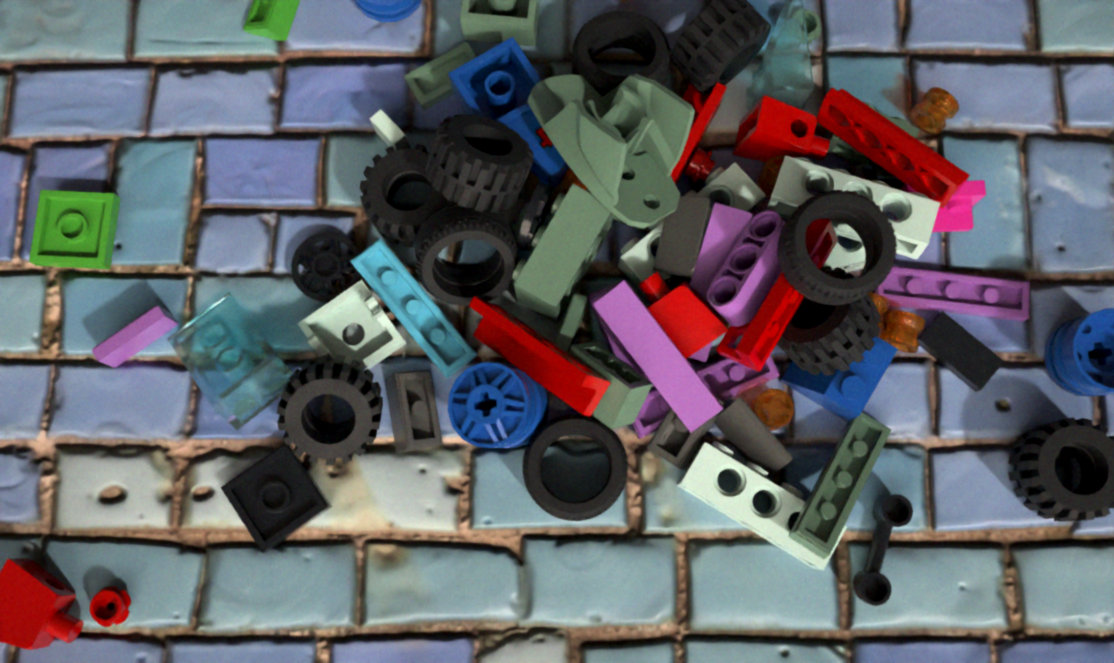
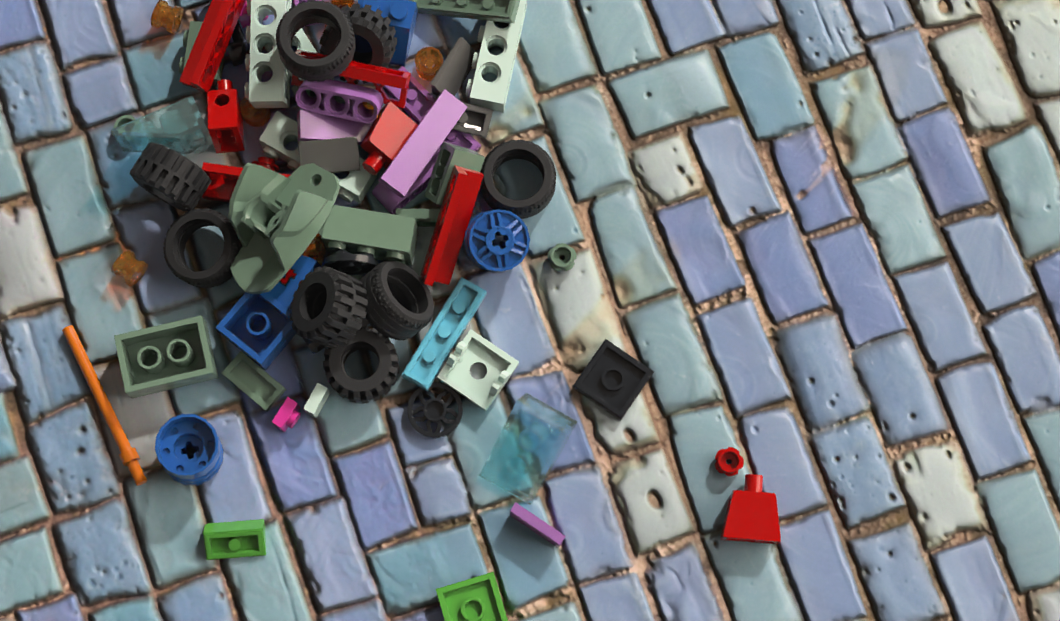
camera: 115 degrees left, 0 degrees up
(323, 438) = (552, 340): black tyre -> none
(386, 95) = (287, 415): none -> dark pink plate
(413, 410) = (518, 308): dark grey slope -> none
(447, 482) = (556, 252): none -> sand green plate

